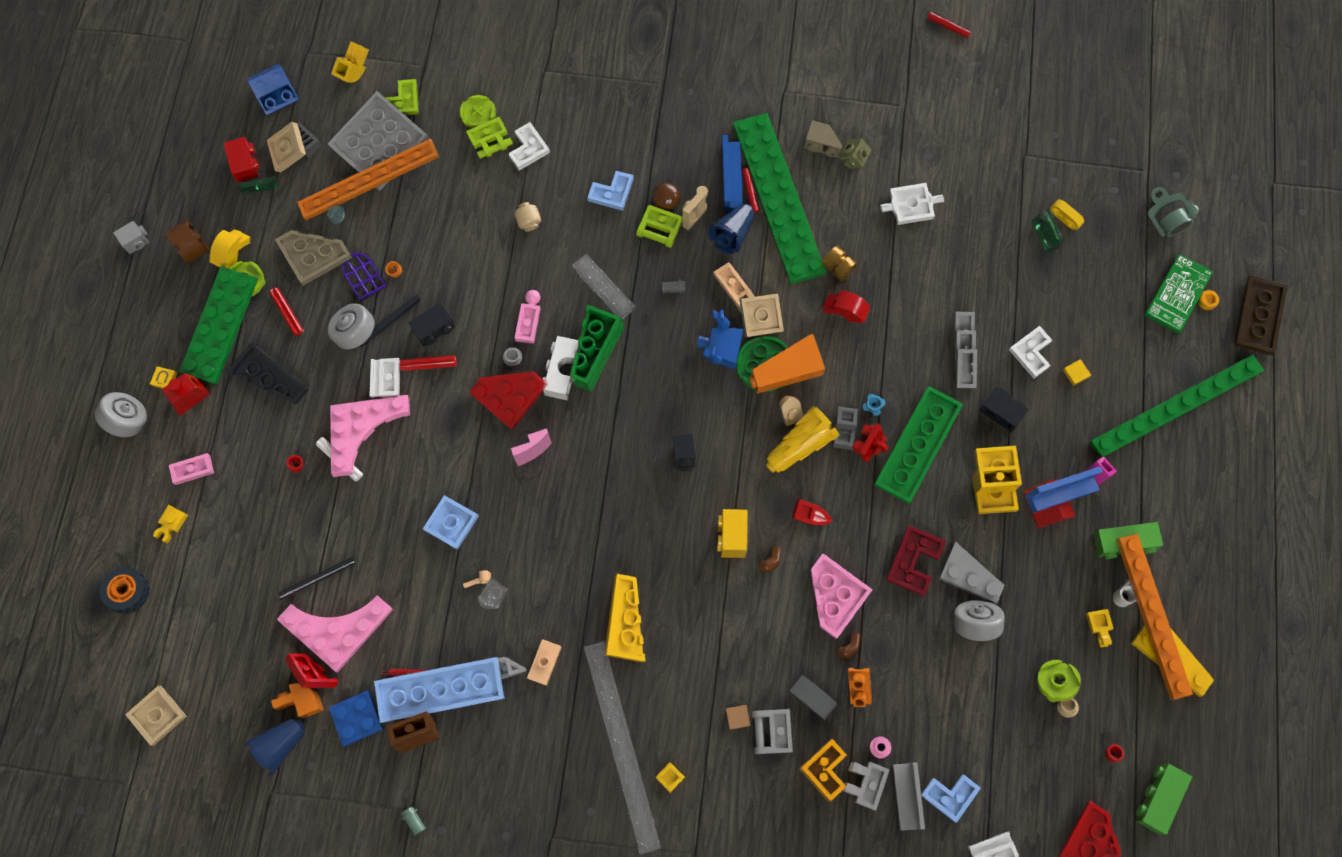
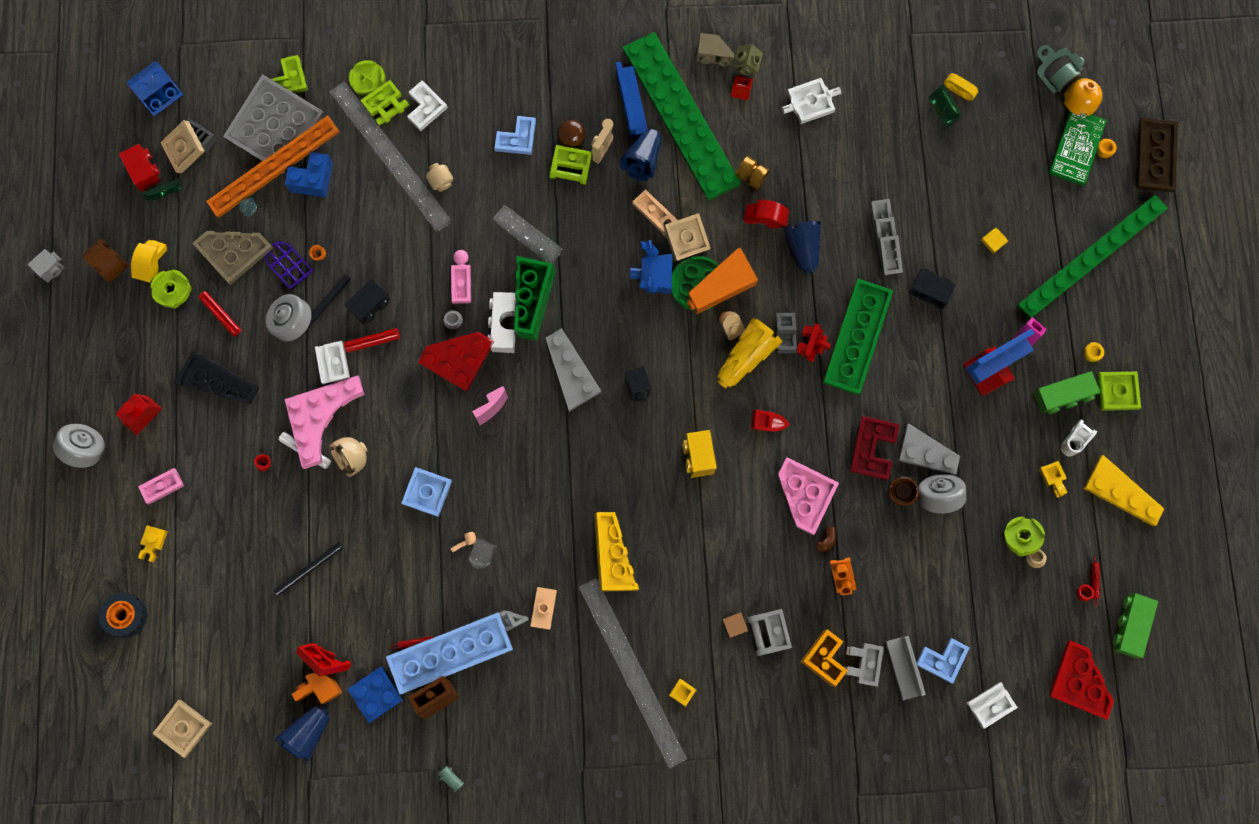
camera: 15 degrees left, 5 degrees up
(162, 377) = (111, 401): yellow tile -> none
(218, 325) = (155, 339): green plate -> none
(336, 637) = (338, 622): bright pink plate -> none
(351, 66) = (230, 51): yellow brick -> none
(381, 471) = (349, 455): none -> tan cylinder
(405, 198) = (313, 179): none -> blue brick
(485, 191) = (390, 157): none -> clear plate
(621, 433) = (575, 379): none -> light grey wing
(673, 287) = (596, 223): dark grey pin -> none
(750, 190) = (652, 113): red piece -> none
(772, 562) = (739, 476): reddish brown arm -> none
(813, 697) = (801, 593): dark grey slope -> none
(844, 180) = (741, 87): none -> red slope
(876, 400) = (814, 302): dark azure plate -> none
(880, 342) = (805, 244): none -> dark blue cone
(880, 754) = (865, 628): bright pink plate -> none
(938, 611) = (903, 491): none -> reddish brown hair
(996, 479) = (937, 358): yellow bracket -> none
(1028, 354) = (945, 229): white plate -> none
(1127, 742) = (1095, 579): none -> red piece
(1154, 617) = (1102, 460): orange plate -> none
(1163, 503) = (1093, 352): none -> yellow tile
(1184, 548) = (1119, 391): none -> lime plate
(1192, 244) = (1083, 96): none -> light orange cylinder

